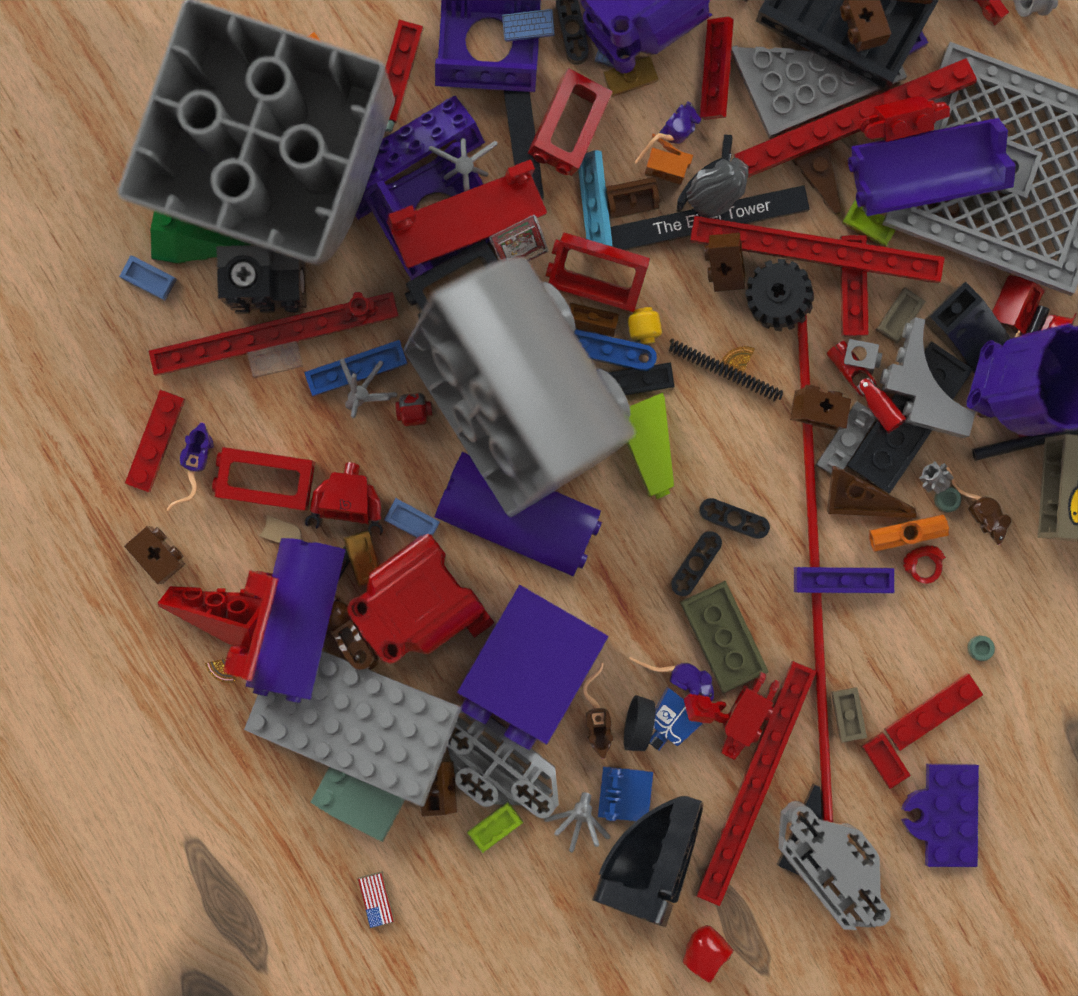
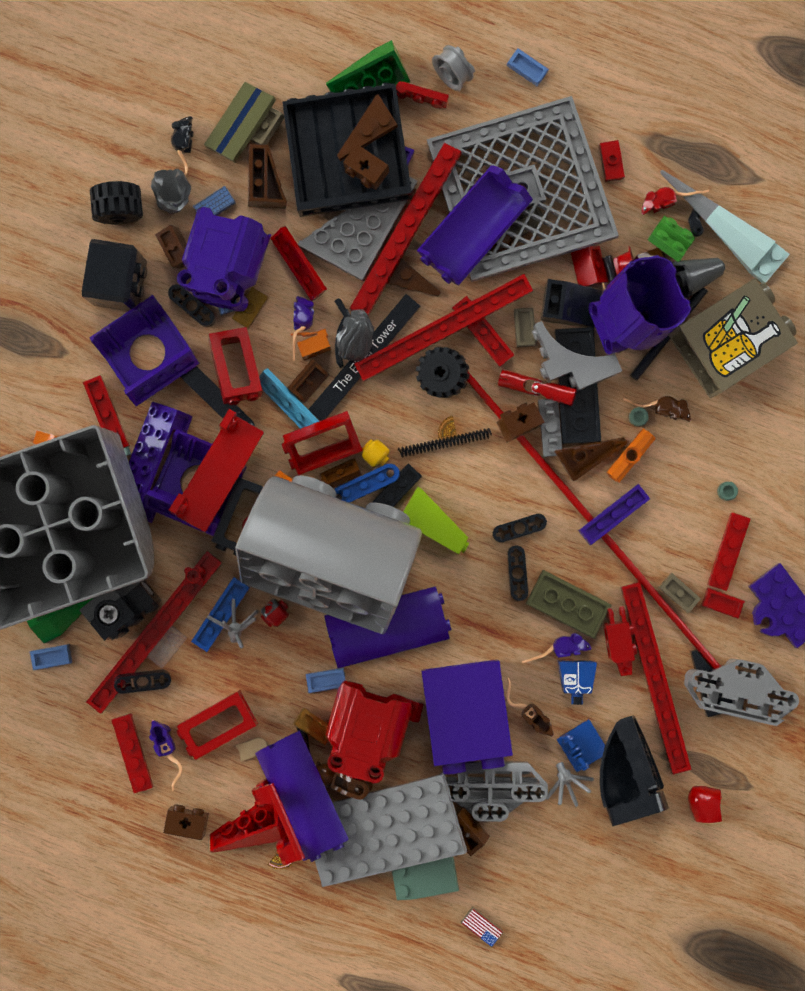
camera: 30 degrees left, 0 degrees up
(210, 358) = (128, 687): none -> black beam
(346, 498) = (276, 698): red torso -> none
(464, 164) = (191, 441): light grey plant -> none
(495, 827) = (519, 826): lime plate -> none
(520, 240) = (261, 462): clear tile -> none
(528, 25) = (164, 325): medium blue tile -> none
(639, 724) = (558, 697): black tyre -> none
(702, 710) = (589, 660): red plate -> none
(726, 262) = (395, 378): reddish brown brick -> none
(868, 225) = (465, 288): lime plate -> none
(872, 358) = (528, 369): light grey bracket -> none
(903, 118) = (435, 209): red hinge -> none
(933, 553) = (656, 456): red piece -> none
(936, 477) = (621, 410): light grey gear -> none

